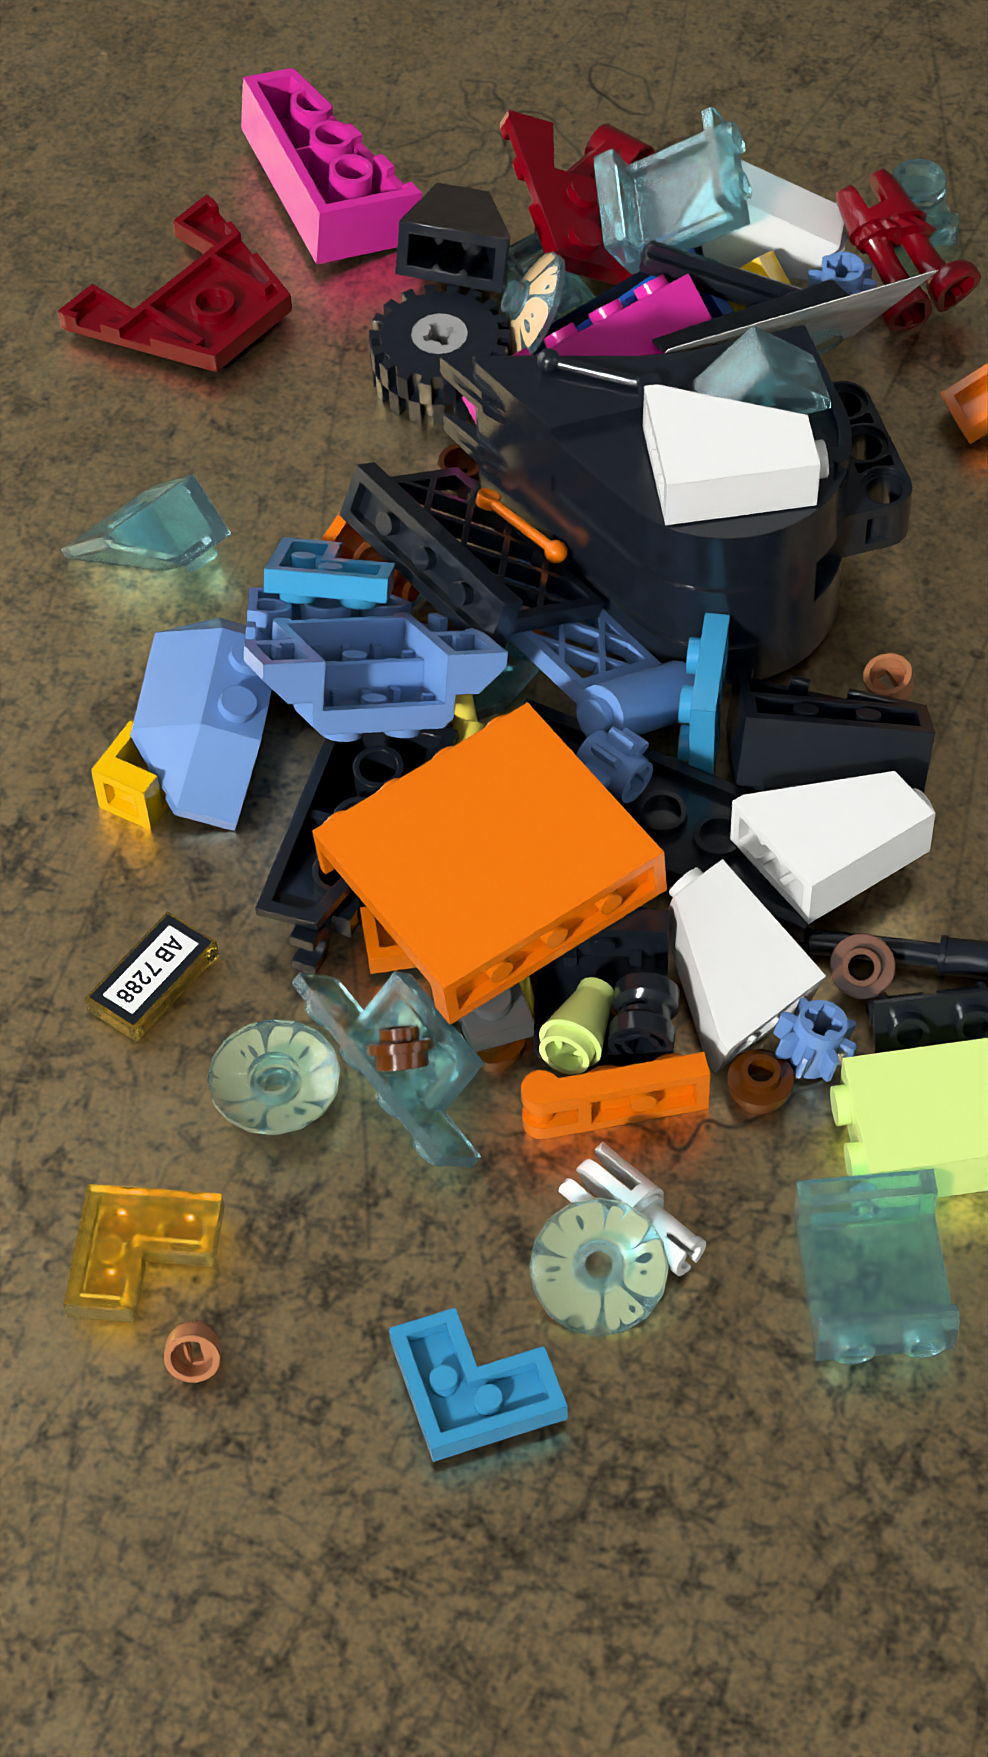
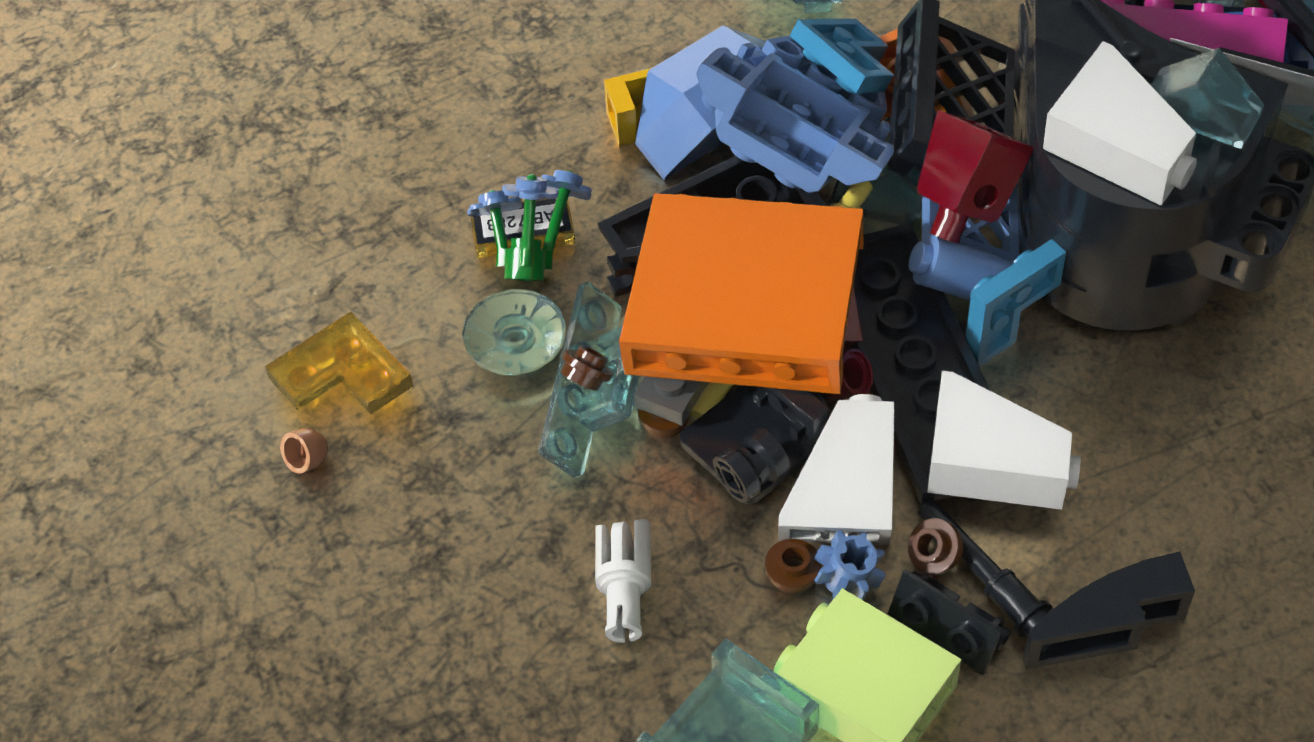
camera: 45 degrees right, 0 degrees up
(202, 998) = (525, 258): none -> plant
(470, 1404) = (406, 600): dark azure plate -> none
(489, 500) = (1007, 80): orange hinge -> none
(577, 1030) = (702, 439): yellowish green cone -> none
(584, 600) = (969, 173): none -> dark red torso
(592, 1302) = (542, 587): clear light blue dish -> none
(614, 1095) = (692, 500): orange plate -> none
(617, 762) = (902, 297): medium blue gear -> none
(805, 737) = (1057, 375): black wedge -> none
(898, 671) = (1153, 382): nougat hinge -> none

